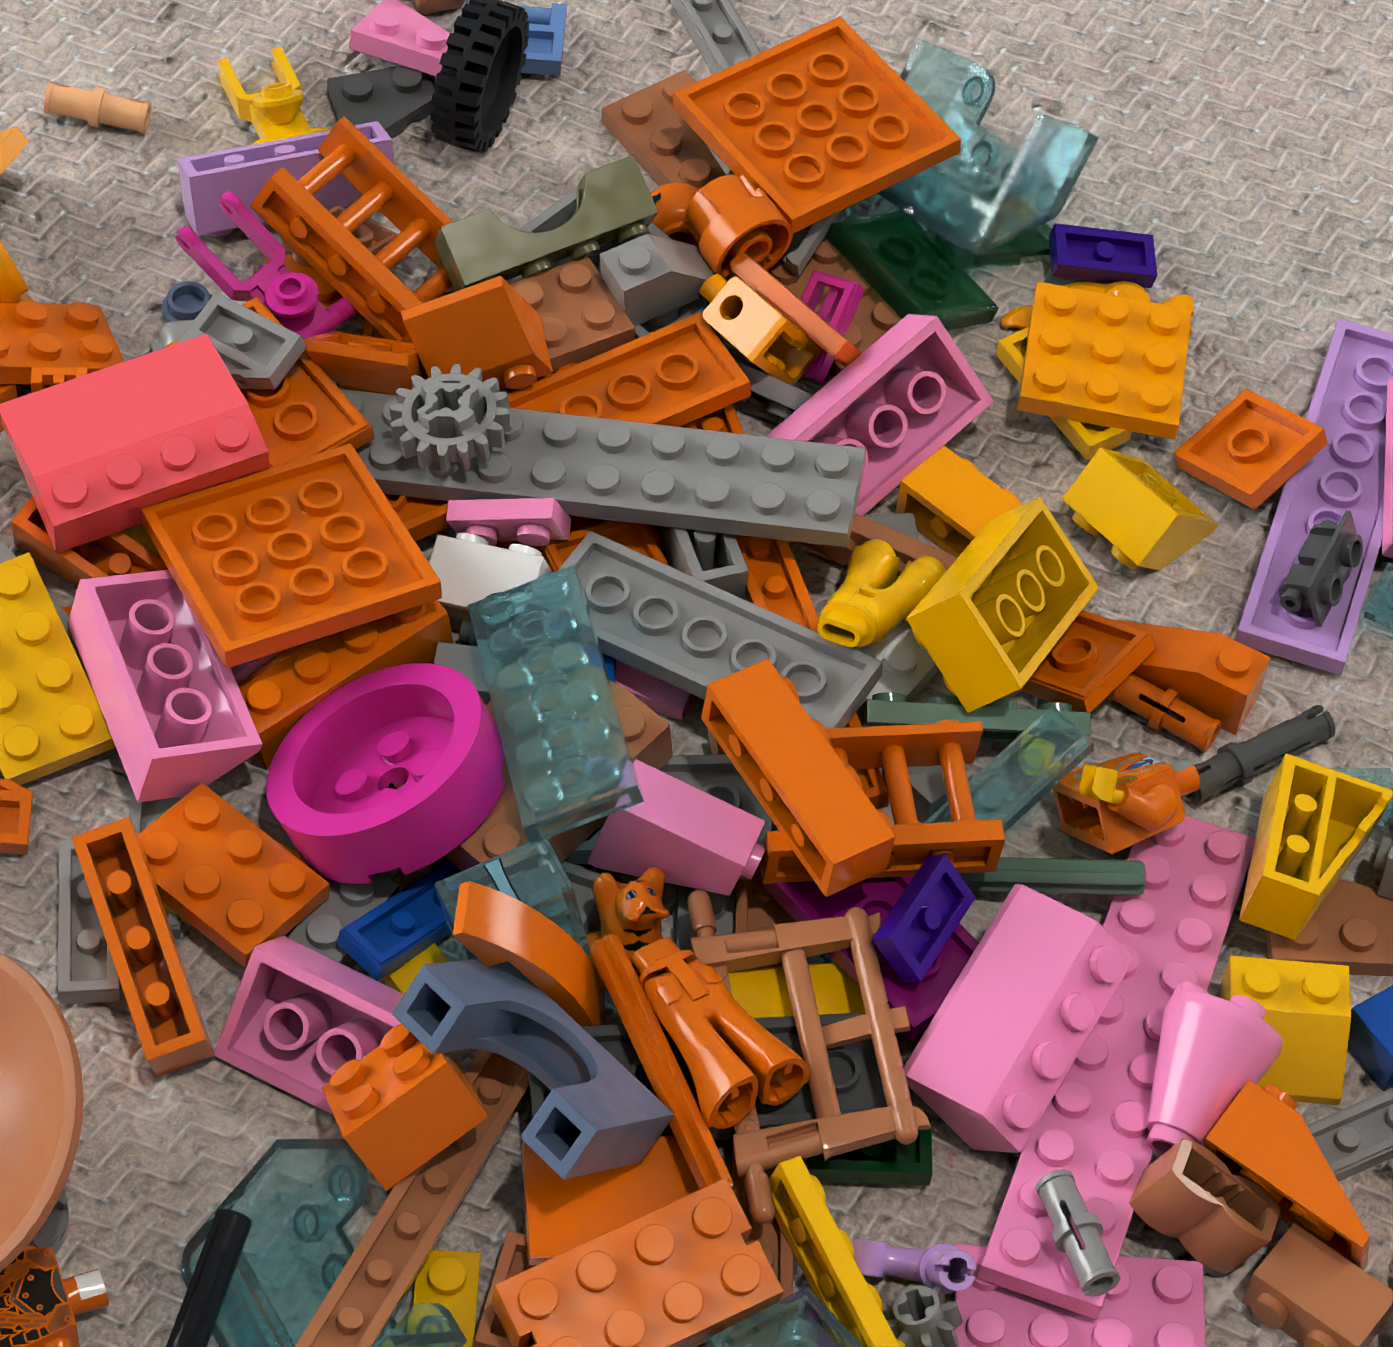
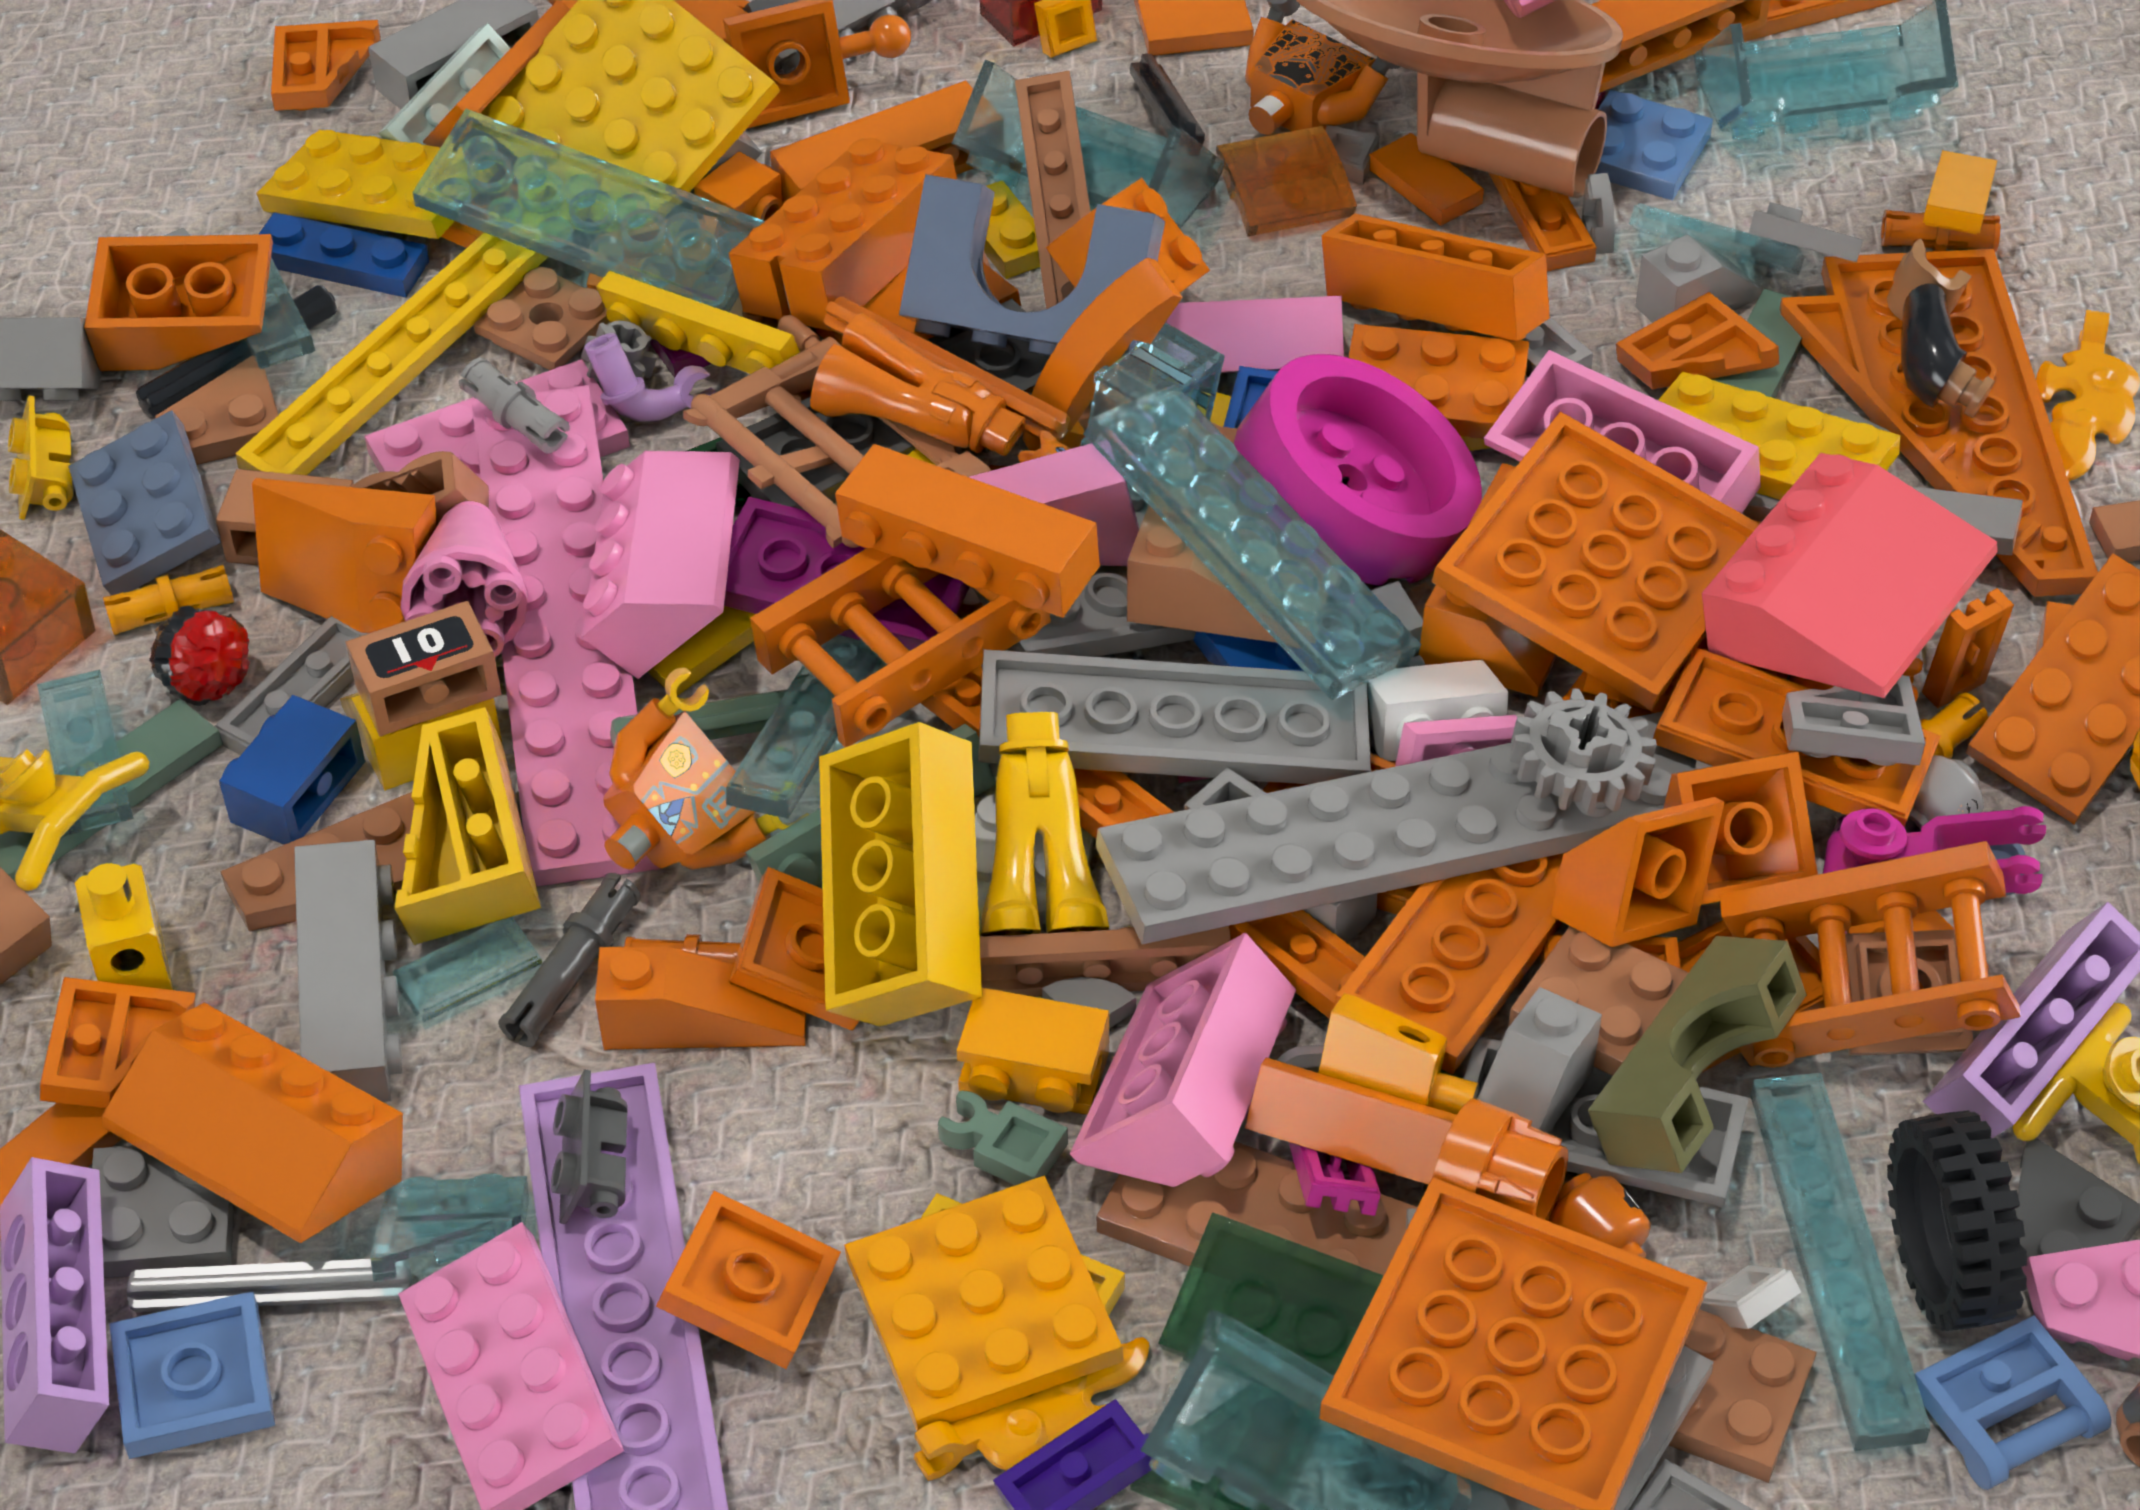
camera: 155 degrees right, 5 degrees down
(136, 1209) = (1286, 180): none -> clear orange slope
(548, 131) = (1839, 1263): none -> clear light blue plate
(616, 141) = (1751, 1295): none -> white tile
(924, 918) = (789, 545): dark purple plate -> none
(1016, 464) = (1008, 1145): none -> sand green plate
(1136, 510) = (835, 1156): yellow slope -> none
(1293, 958) = (423, 668): none -> nougat brick

